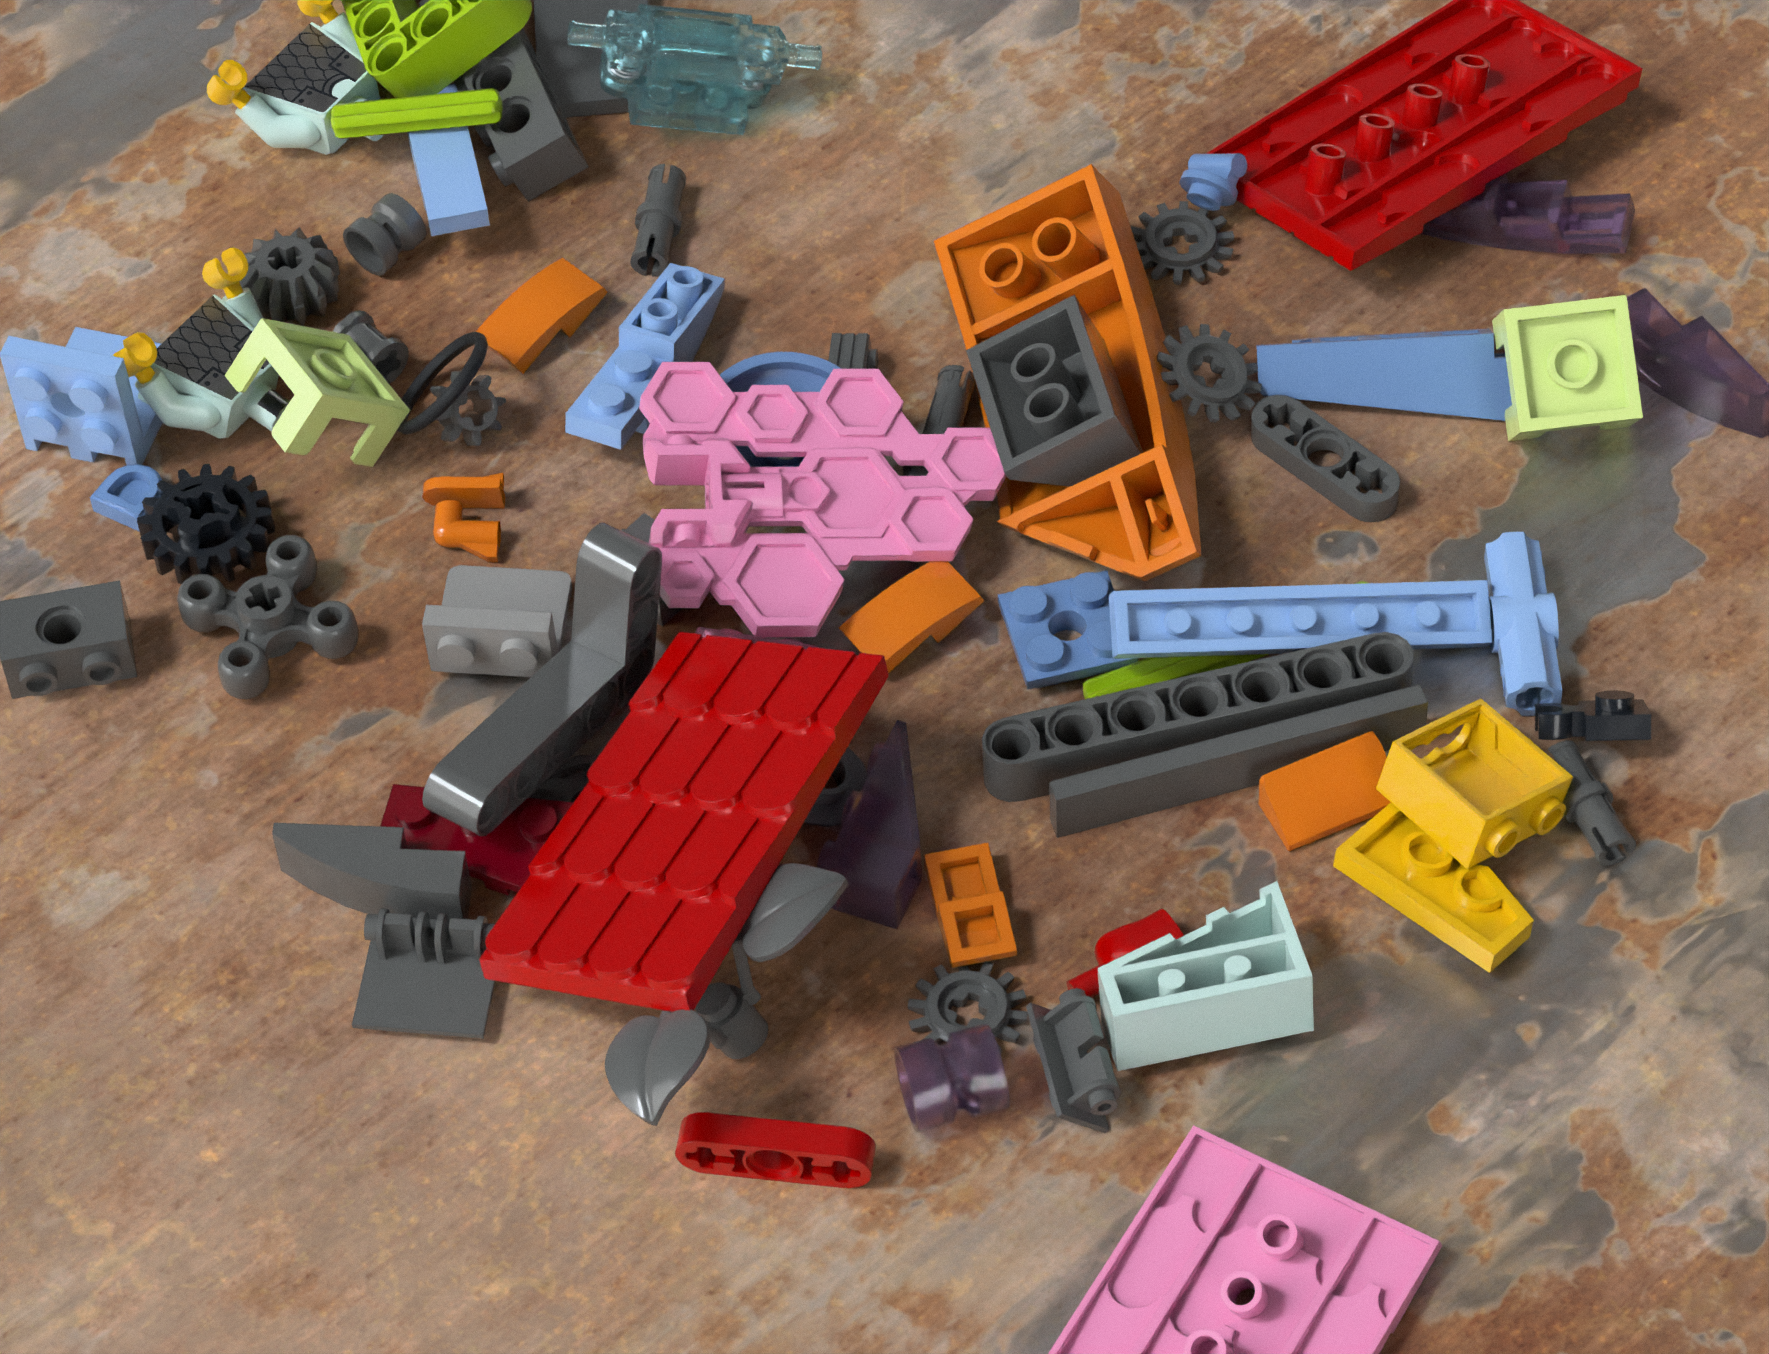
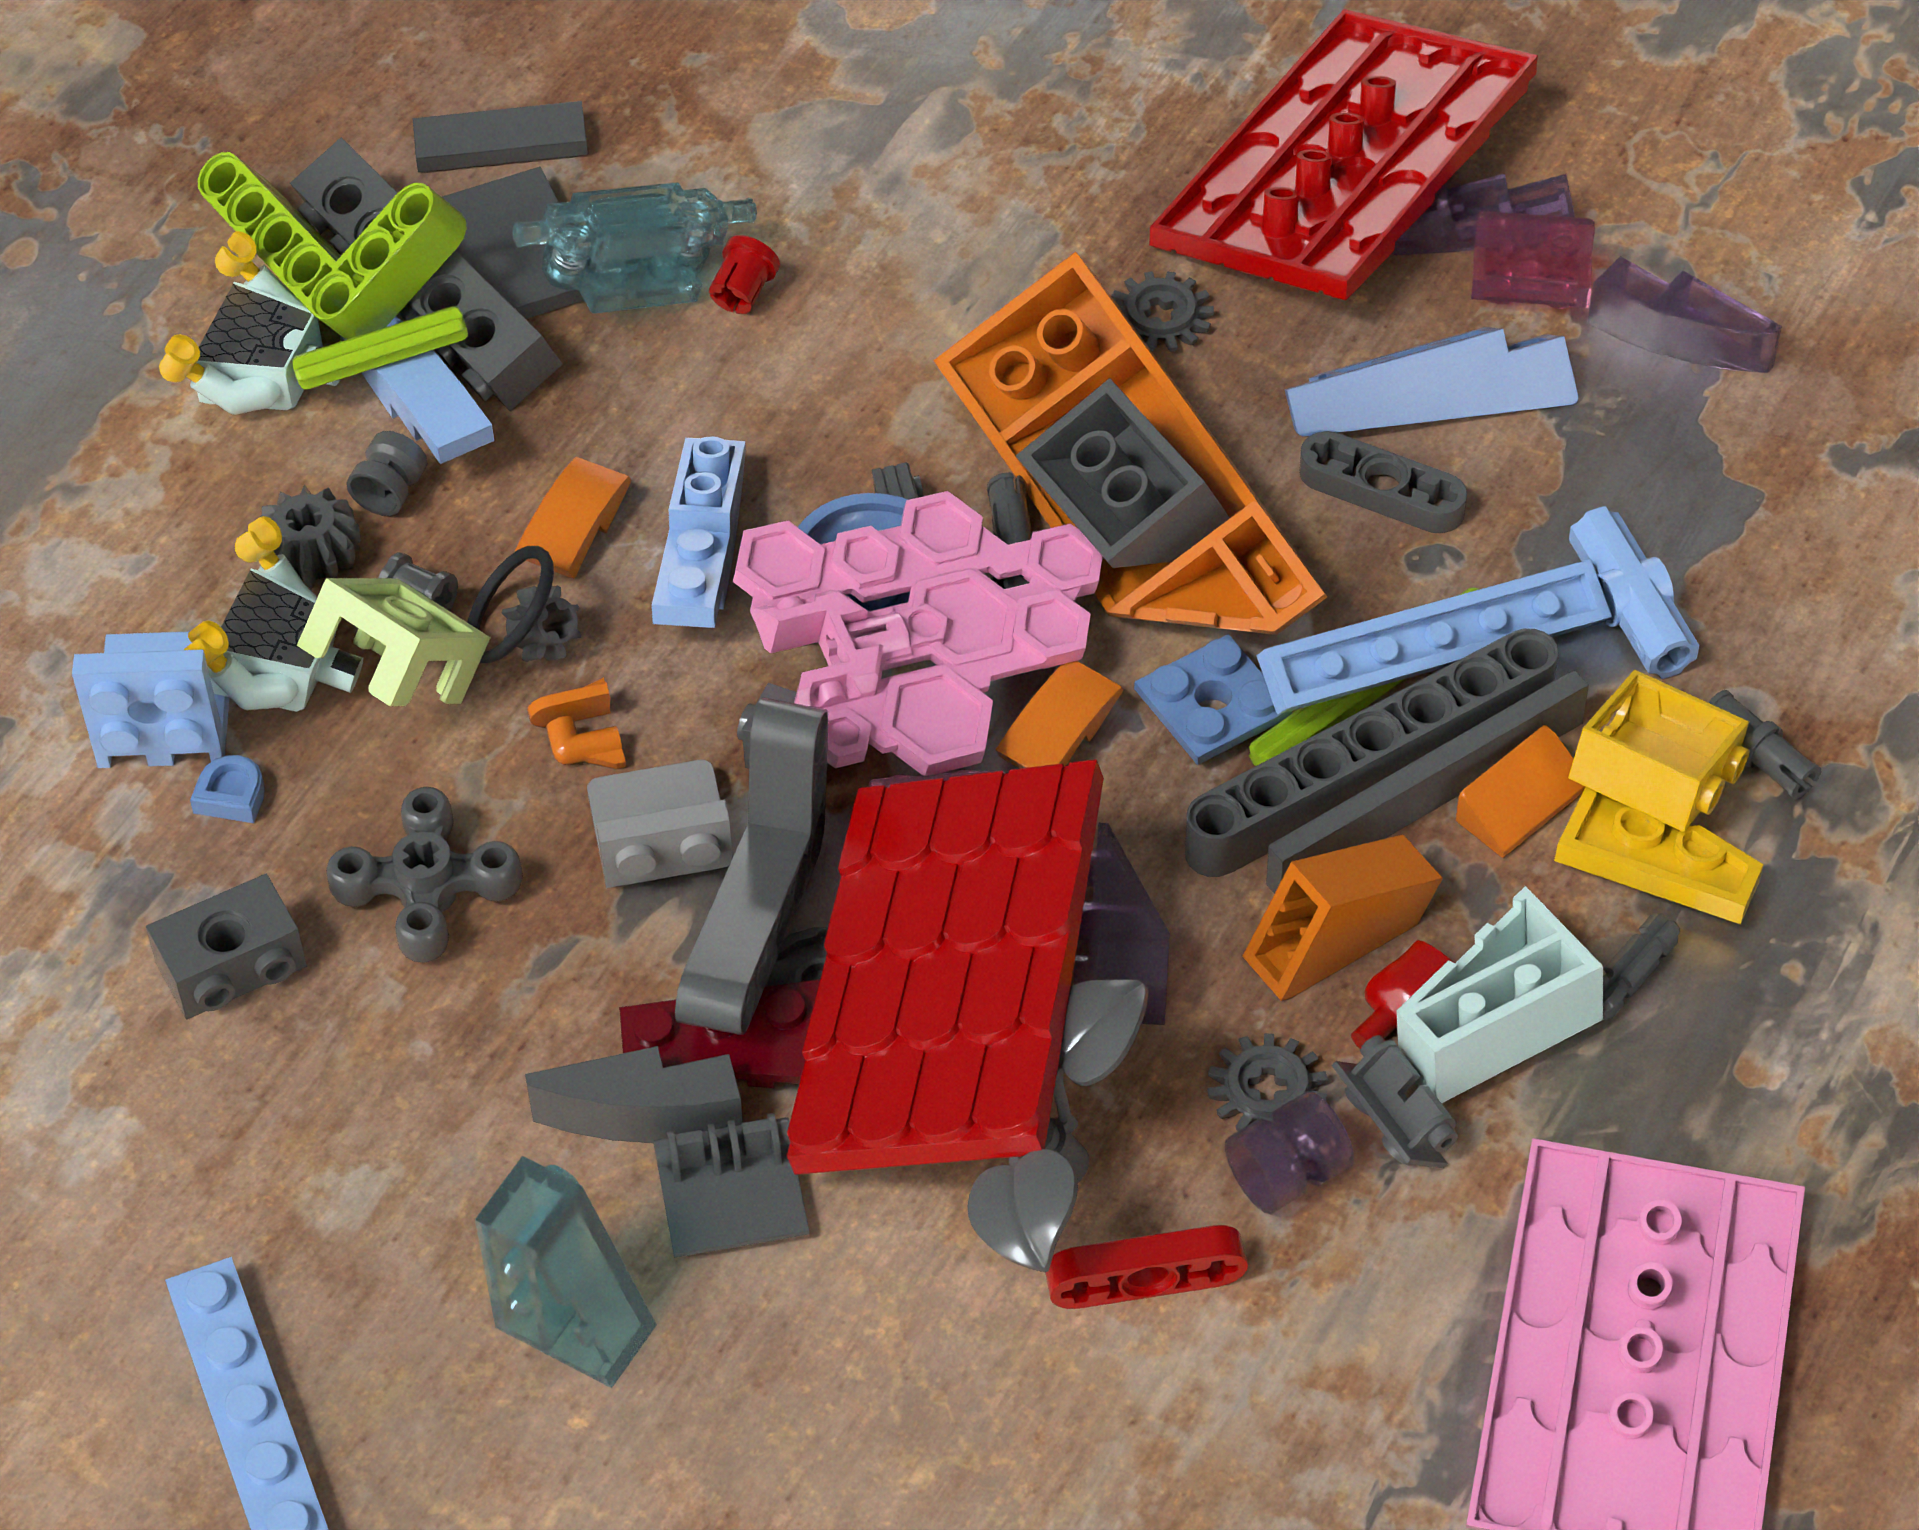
camera: 20 degrees left, 0 degrees up
(206, 524) = (323, 798): black gear -> none
(224, 1011) = (559, 1274): none -> clear light blue wedge
(658, 220) = (651, 400): dark grey pin -> none
(791, 118) = (743, 273): none -> red bush
(969, 905) = (1228, 986): orange slope -> none
(1098, 861) = (1339, 910): none -> orange slope
(1213, 179) = (1175, 244): medium blue plate -> none
(1223, 360) = (1260, 409): dark grey gear -> none
(1367, 985) = (1637, 961): none -> dark grey axle
(1559, 265) = (1533, 259): none -> clear pink bracket
(1569, 366) = (1587, 343): yellowish green panel -> none
(1607, 718) = (1748, 661): black plate -> none

